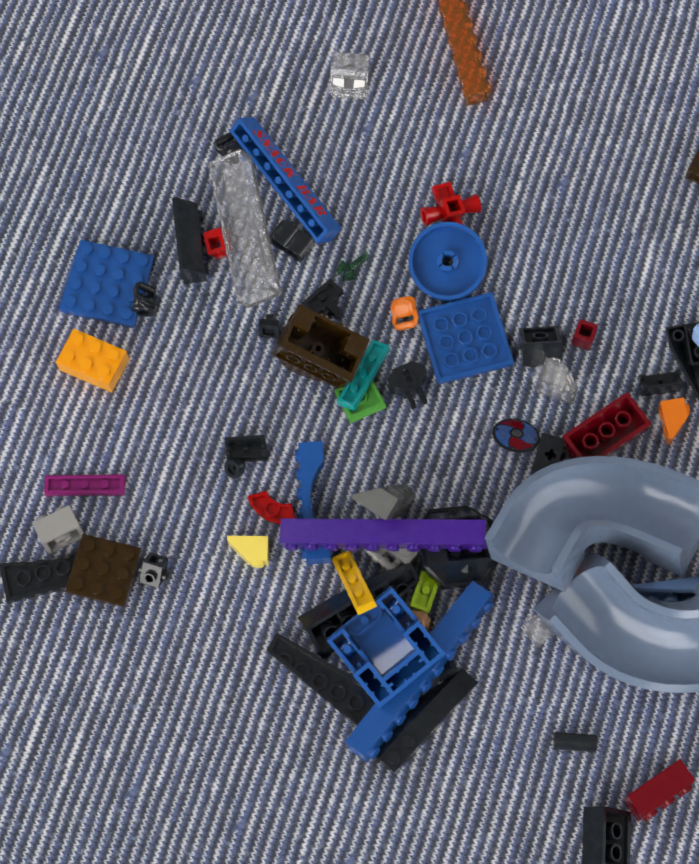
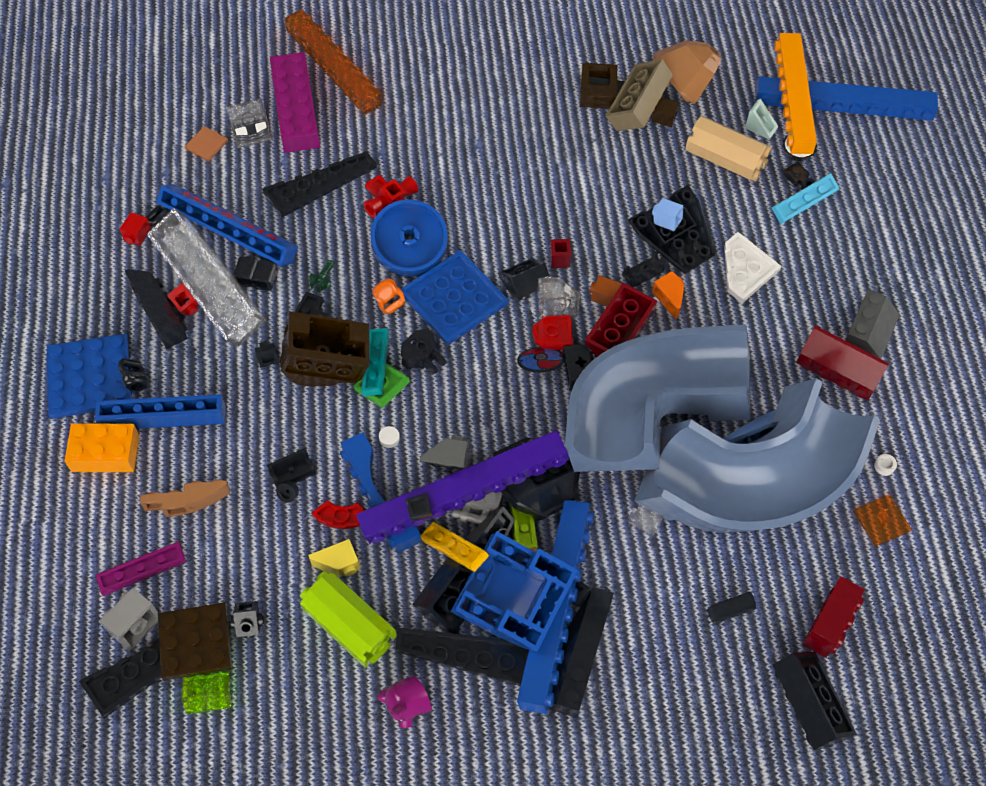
camera: 30 degrees left, 10 degrees down
(97, 618) = (206, 693): none -> clear neon green bracket
(152, 440) = (194, 498): none -> medium nougat slope
(155, 348) = (162, 411): none -> blue brick
(200, 150) = (135, 229): none -> red brick
(236, 606) = (347, 618): none -> lime brick
(254, 698) = (405, 700): none -> magenta piece
(301, 80) = (206, 143): none -> nougat piece
(335, 537) = (419, 507): none -> black tile
(345, 452) = (389, 437): none -> white tile
(374, 168) = (294, 194): none -> black wing
(402, 67) = (294, 102): none -> magenta brick
(542, 412) = (553, 332): none -> red tile
(609, 389) = (603, 290): none -> dark orange brick

